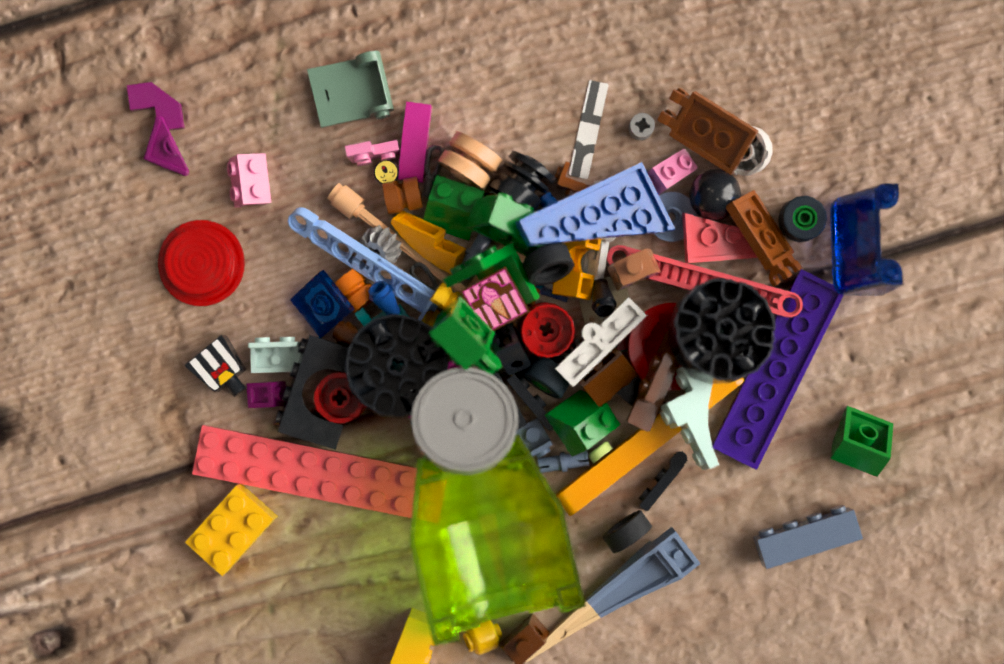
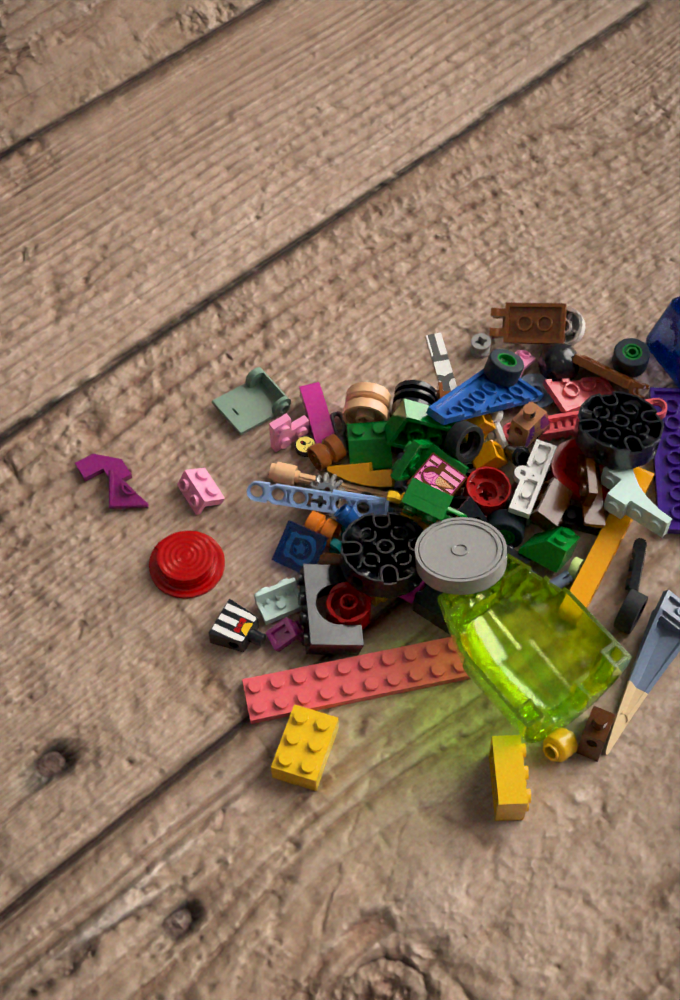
camera: 25 degrees left, 30 degrees down
(642, 184) = (503, 367): none -> black wheel

